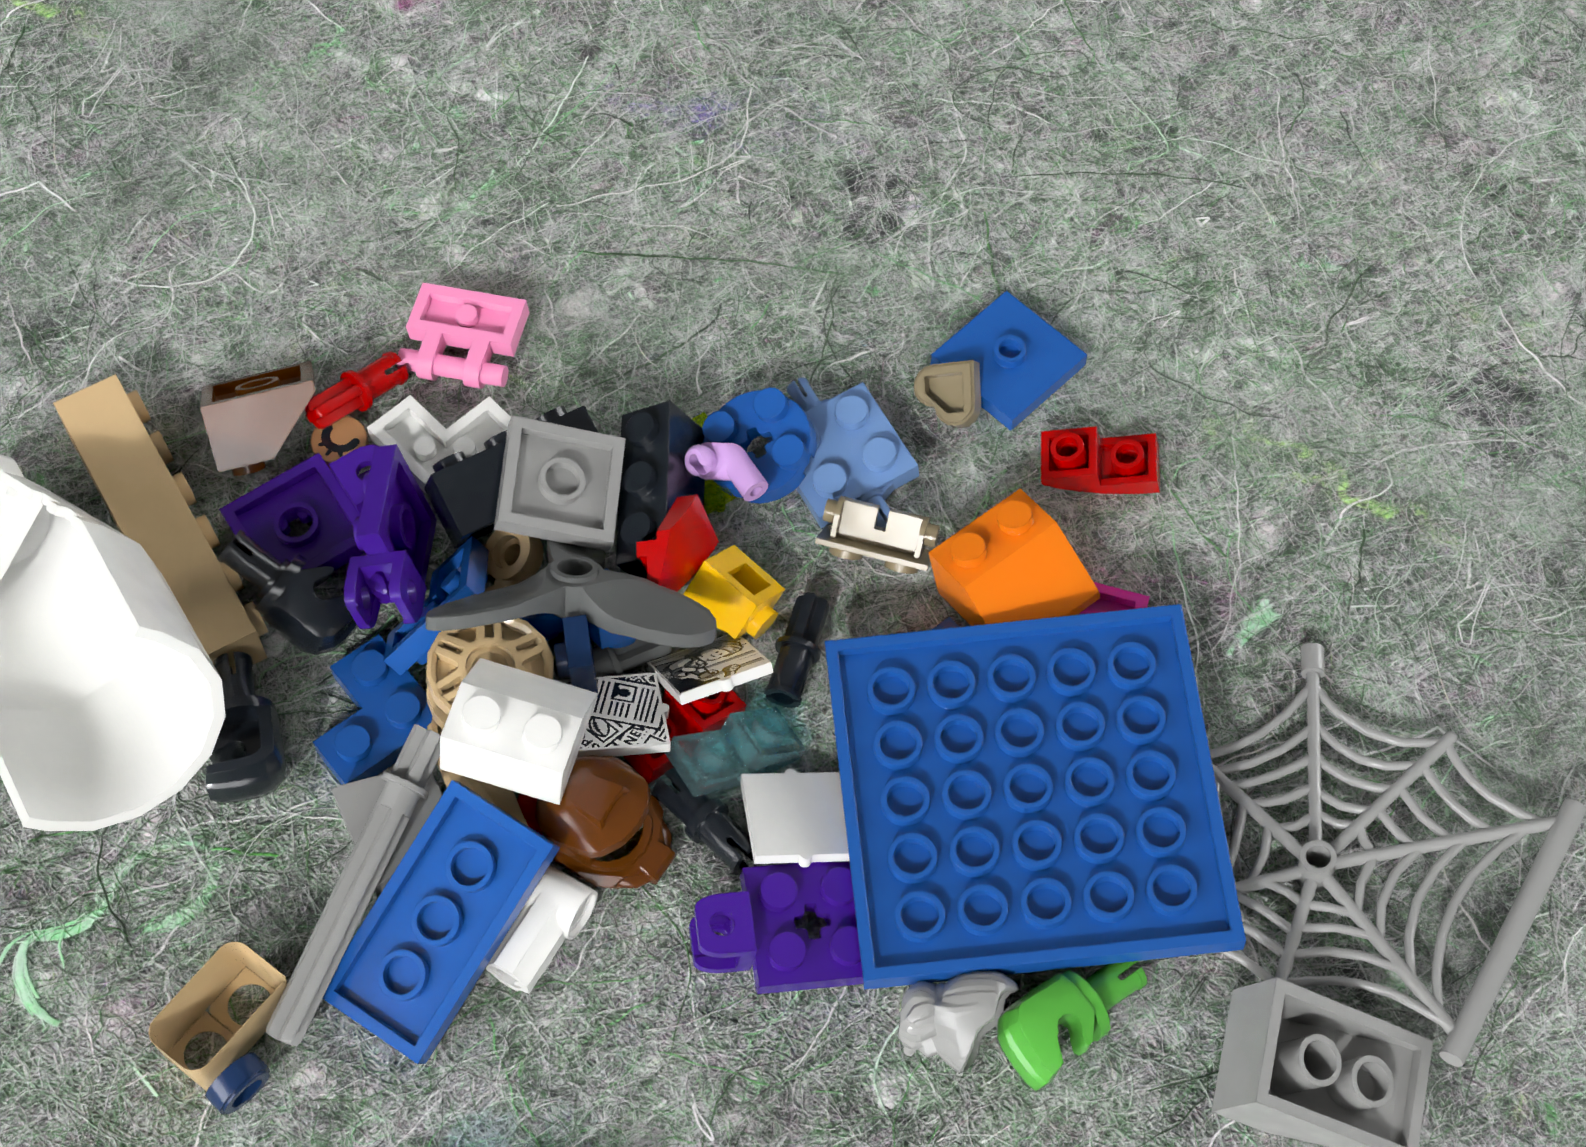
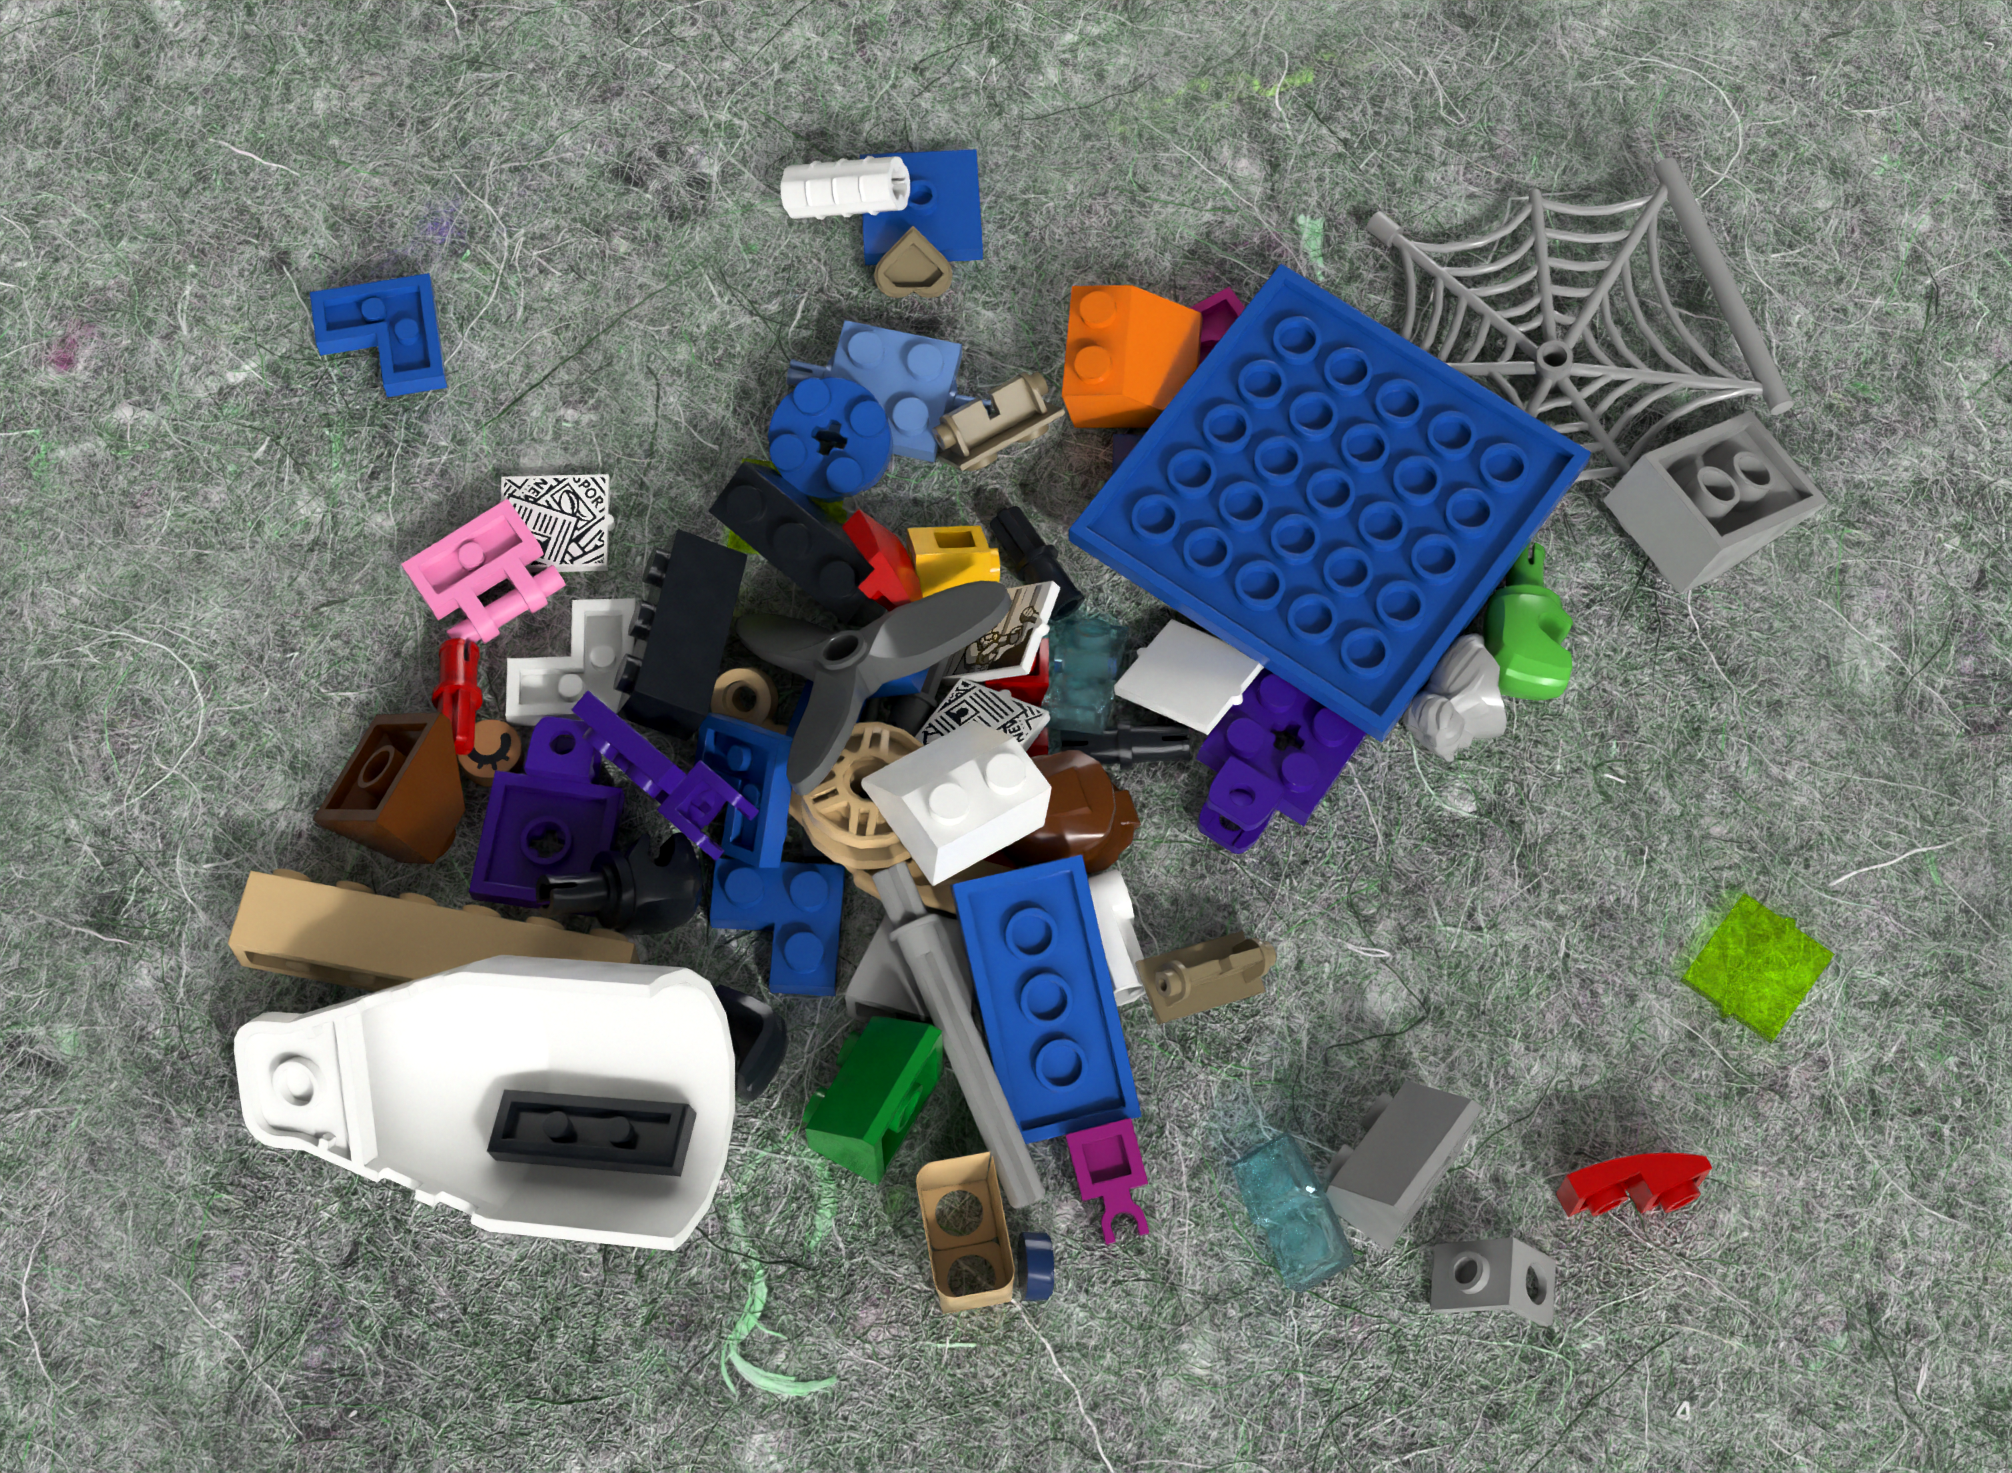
camera: 50 degrees left, 5 degrees up
(97, 719) = (592, 1132): none -> black tile
(272, 875) = (875, 1095): none -> green slope
(358, 1074) = (1107, 1167): none -> magenta plate
(554, 348) = (565, 517): none -> white piece
(560, 483) = (740, 602): light grey plate -> none
(563, 1017) = (1205, 975): none -> dark tan hinge
(575, 655) = (913, 710): dark blue plate -> none
(600, 140) = (389, 314): none -> blue plate
(726, 463) = (835, 470): lavender arm -> none
(963, 299) = (845, 187): none -> white axle
(1110, 465) = (1079, 223): red slope -> none

